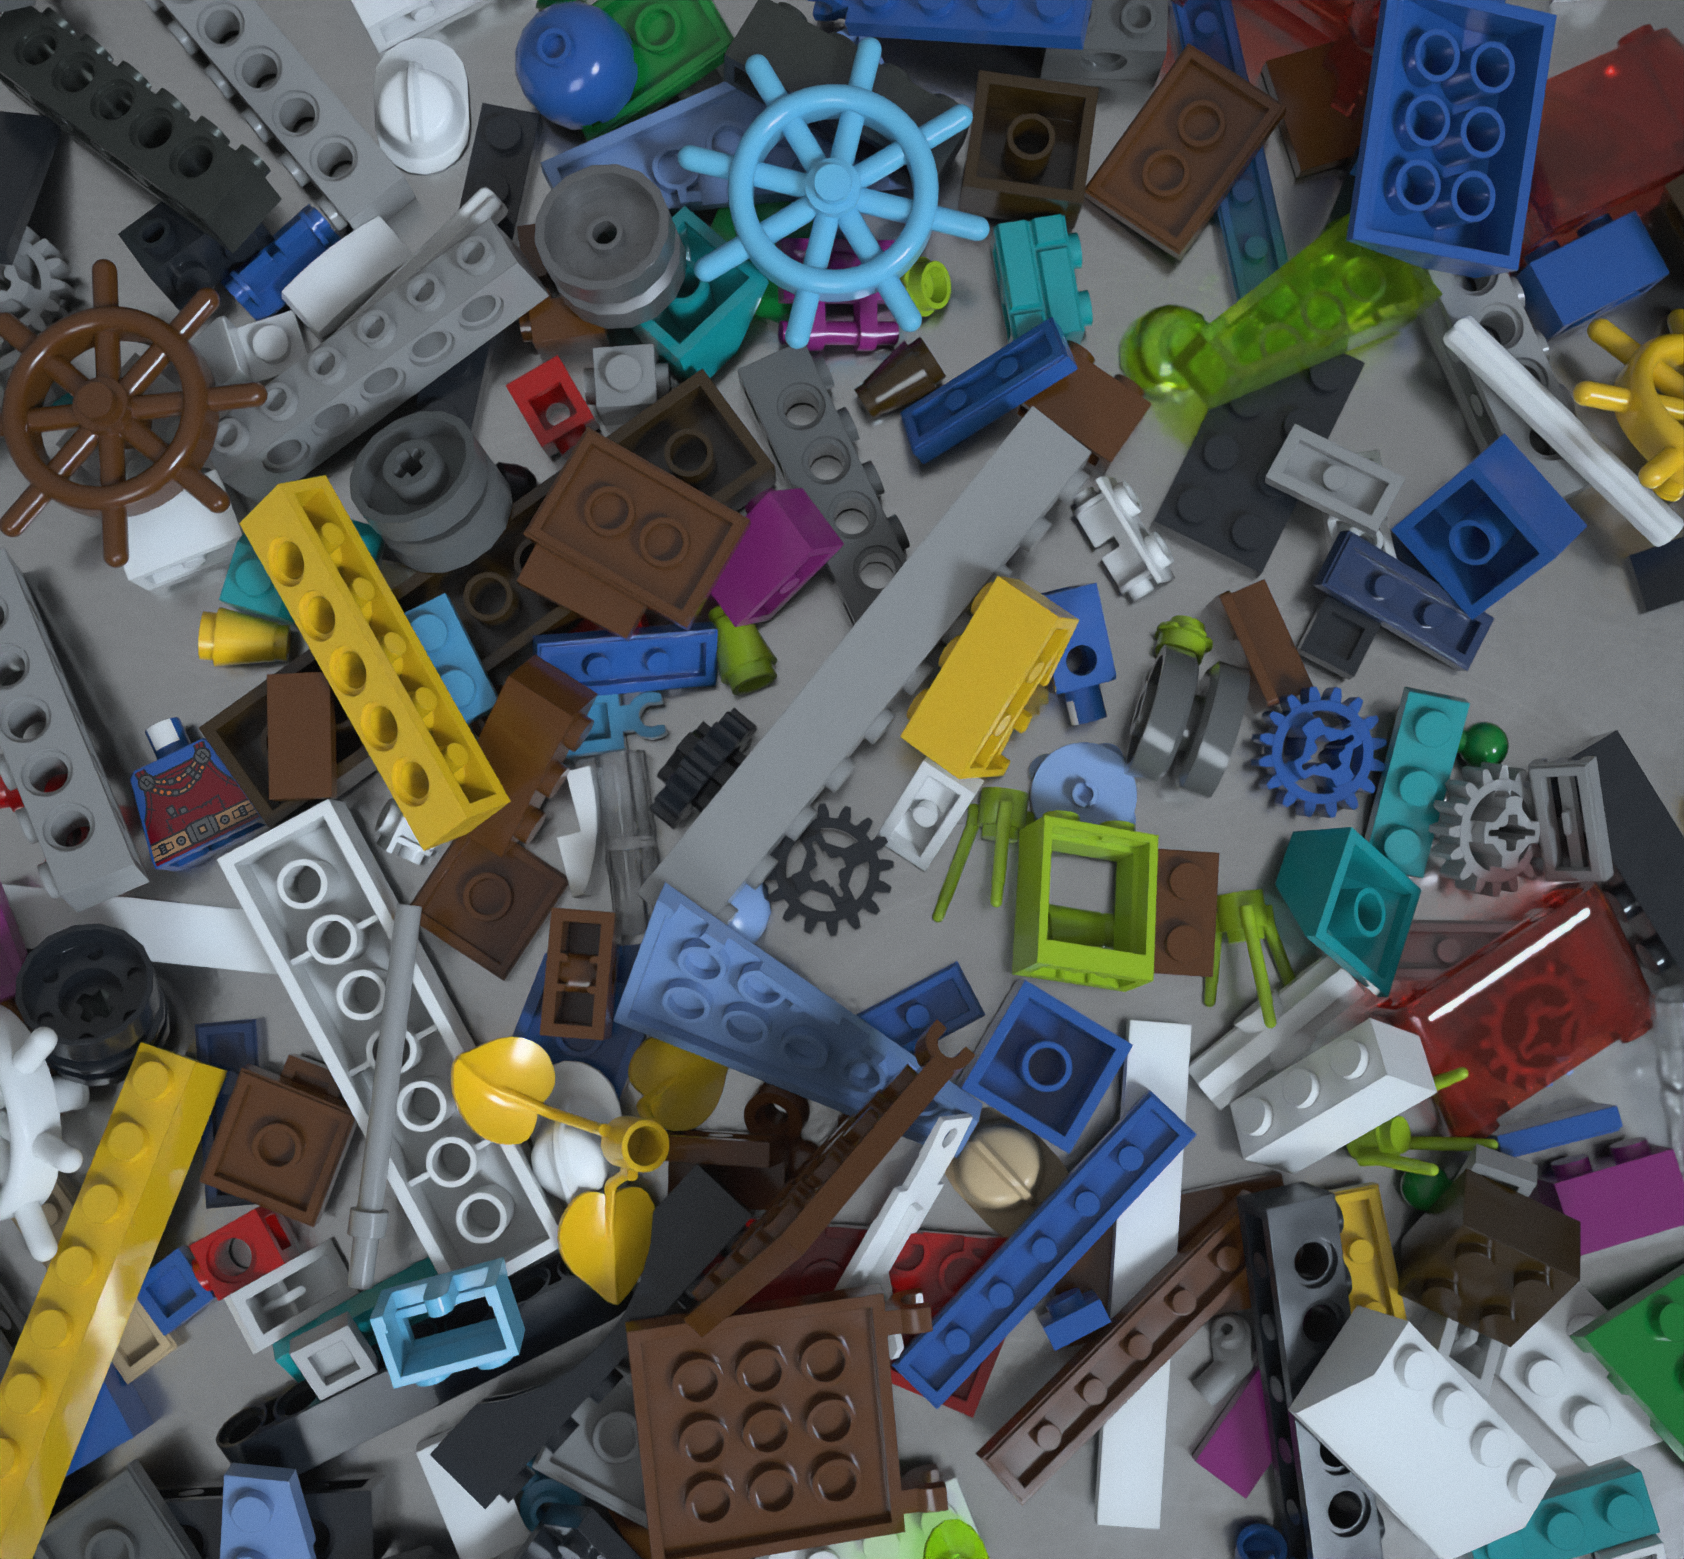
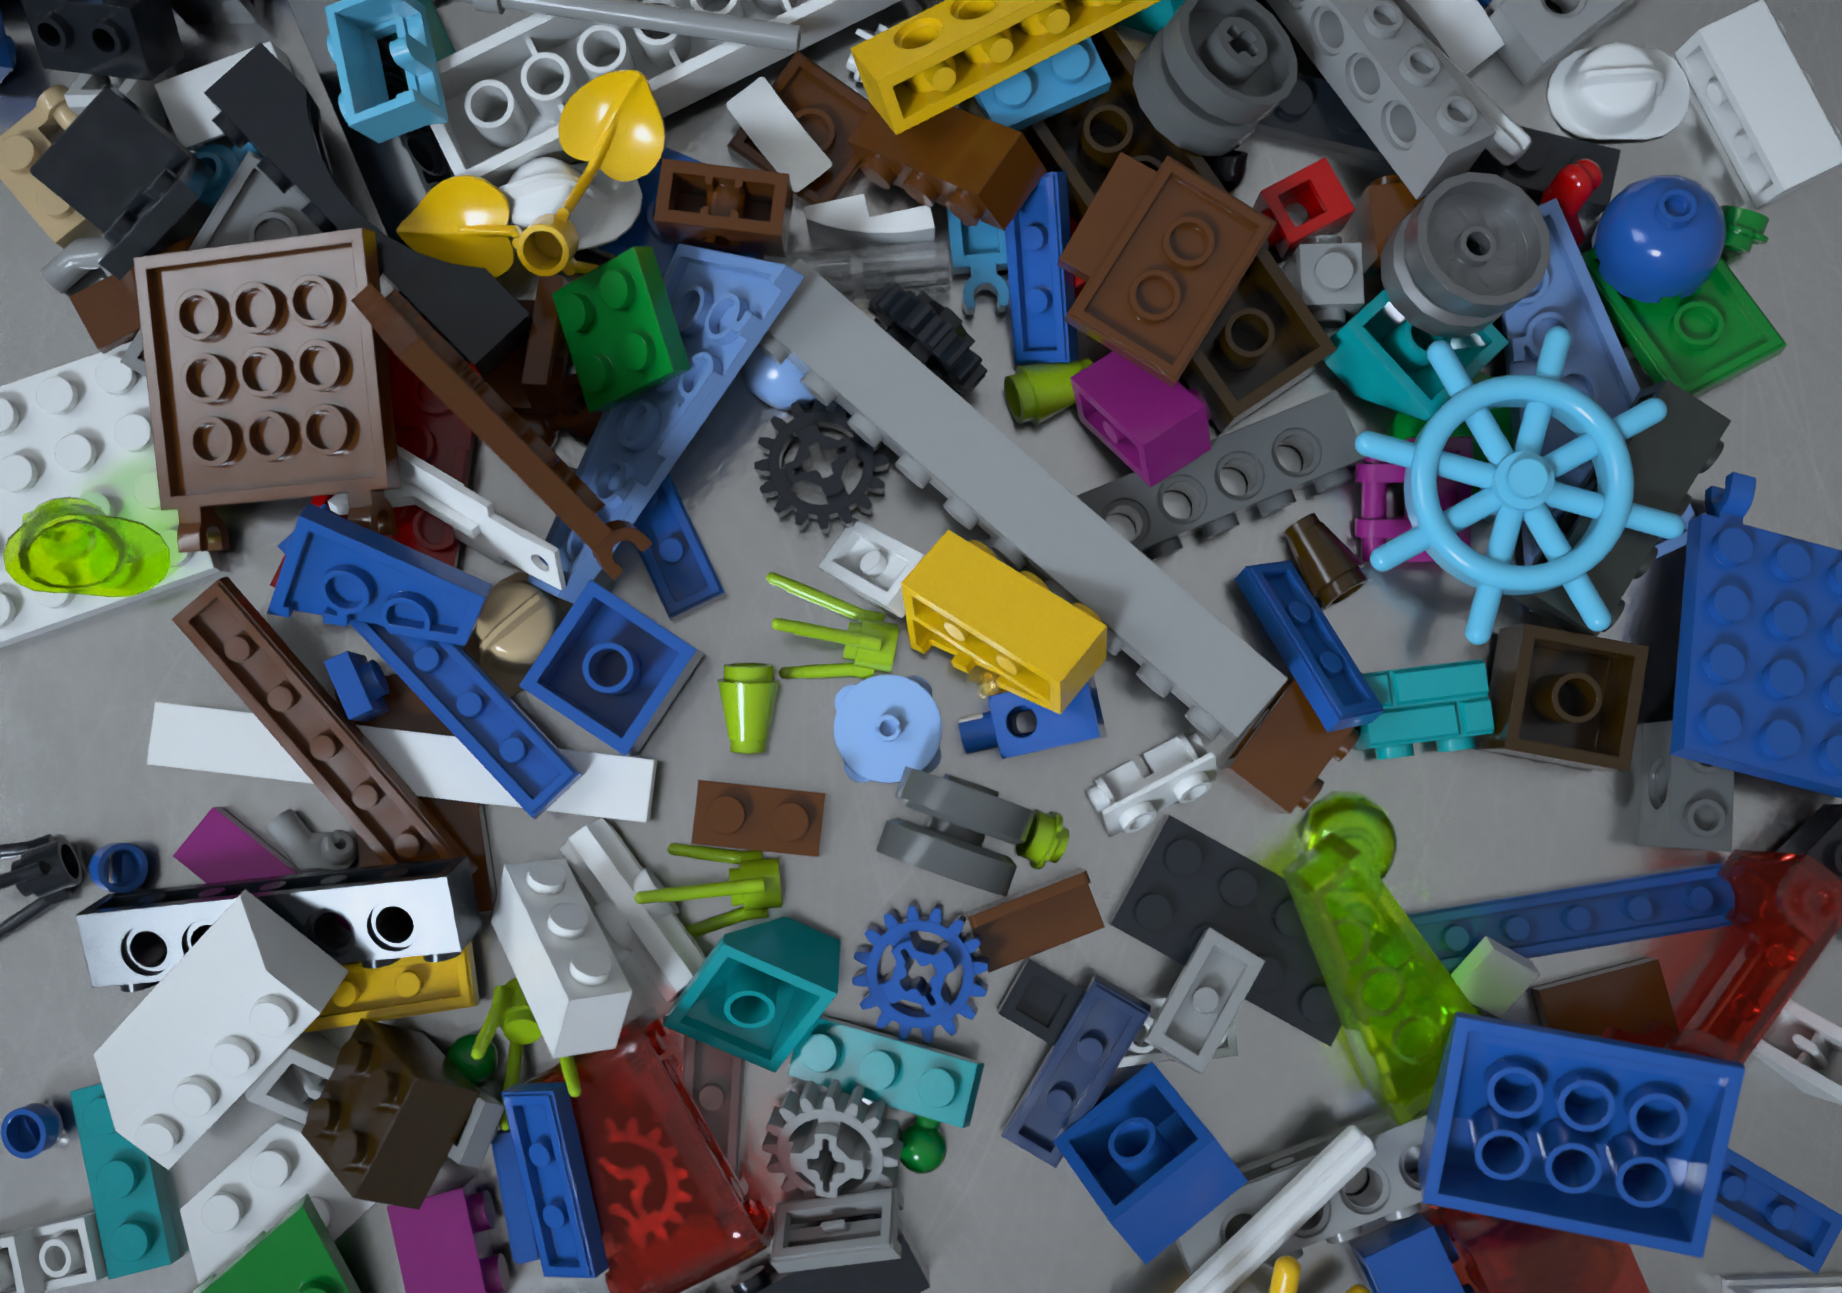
camera: 85 degrees right, 0 degrees up
(493, 928) = (778, 134): none -> white sticker
(529, 148) = (1572, 189): none -> red arm
(712, 1069) = (621, 329): none -> green plate
(927, 285) = (1421, 589): lime plate -> none
(971, 1310) = (366, 577): none -> blue wing
(1133, 950) = (837, 750): lime window -> none
(1184, 151) = (1561, 867): reddish brown tile -> none
(1292, 212) = (1494, 976): none -> white tile
(1542, 1092) = (555, 1180): none -> blue tile

